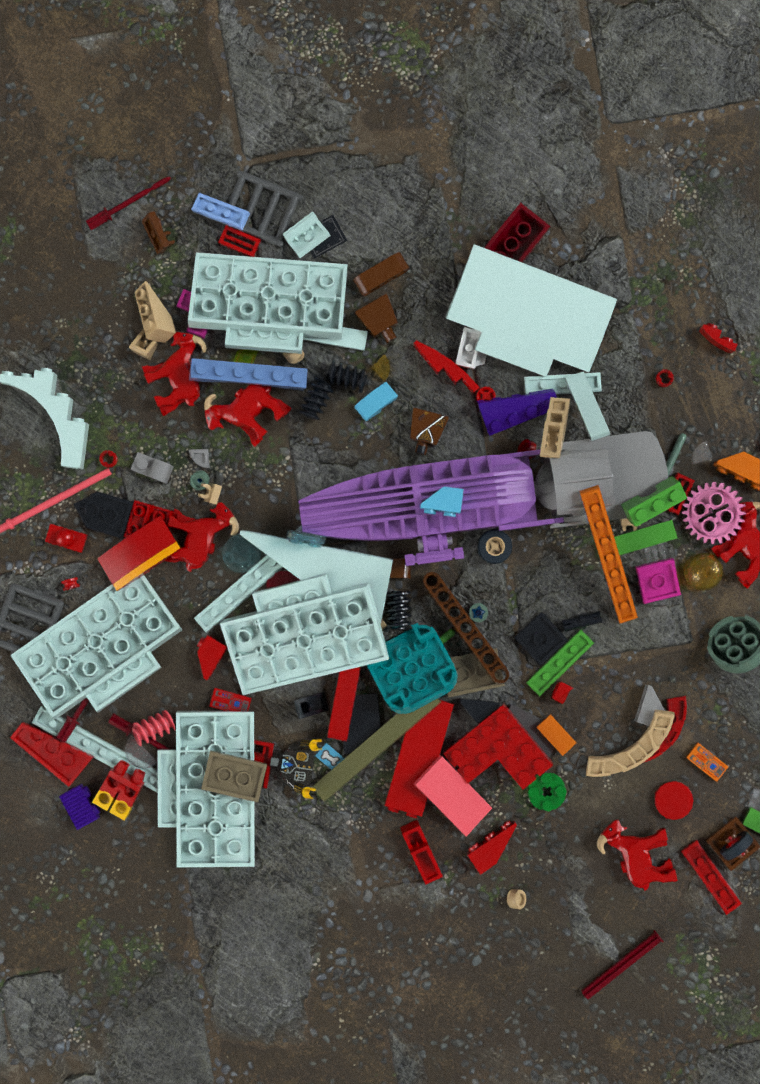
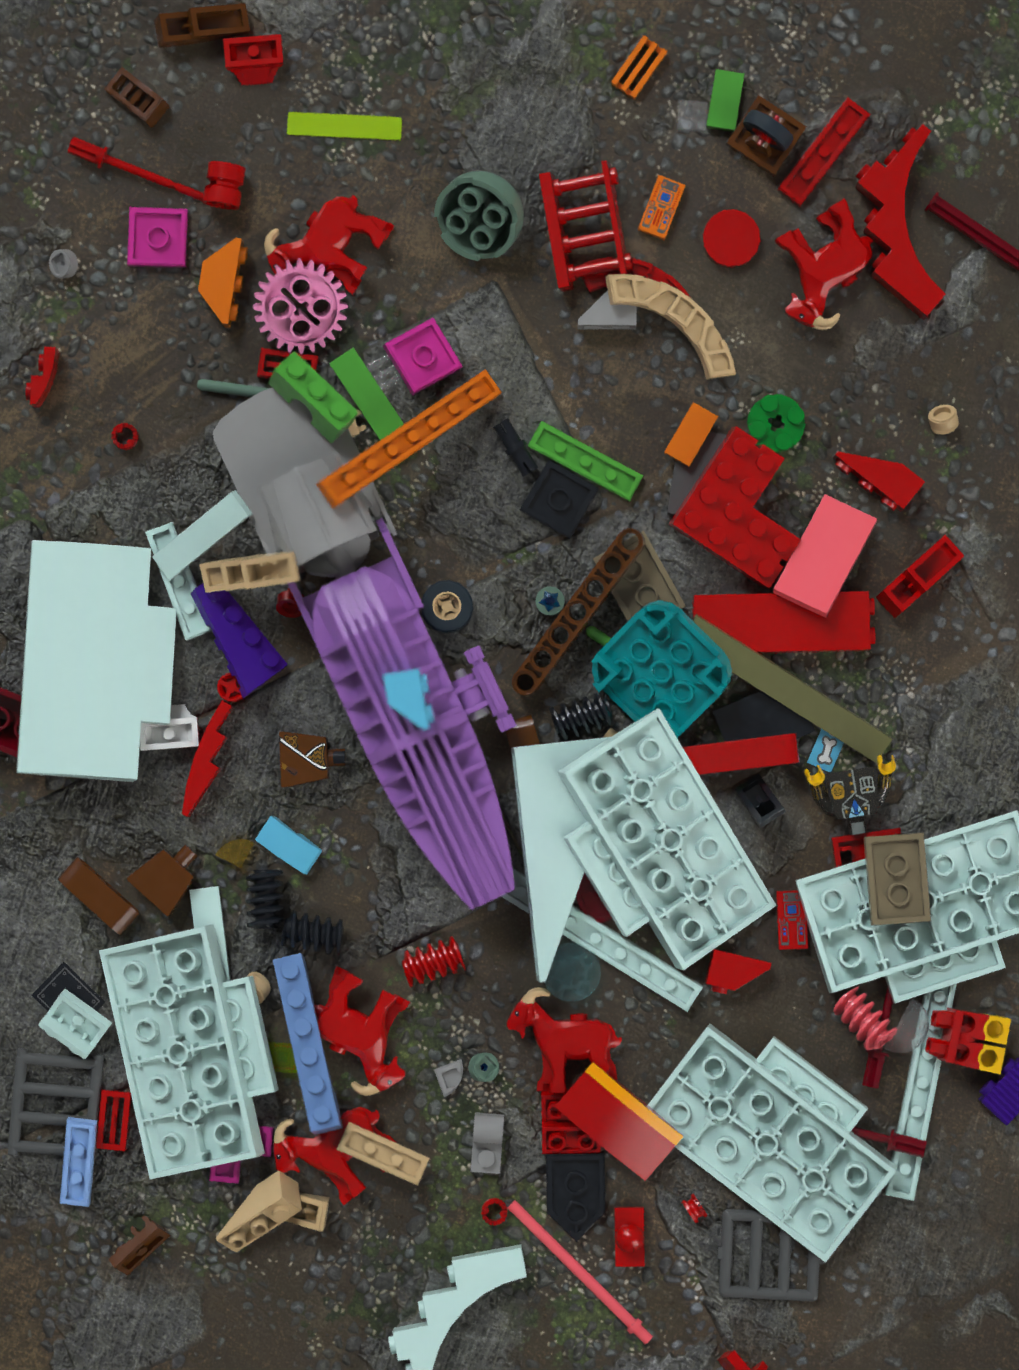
camera: 110 degrees left, 0 degrees up
(58, 757) = (948, 1153): red wing -> none
(105, 215) = (136, 1331): dark red piece -> none
(165, 400) = (383, 1153): none -> tan tile
(212, 493) = (497, 1042): tan tile -> none
(275, 468) = (432, 961): none -> red piece
(297, 537) = (521, 869): clear light blue tile -> none
(479, 708) = (688, 557): black slope -> none
(561, 692) = (627, 446): red slope -> none
(676, 909) = (885, 187): none -> red arch
(698, 577) = (399, 302): clear yellow cylinder -> none
(701, 453) = (218, 350): clear tile -> none
(721, 694) = (558, 216): none -> red fence

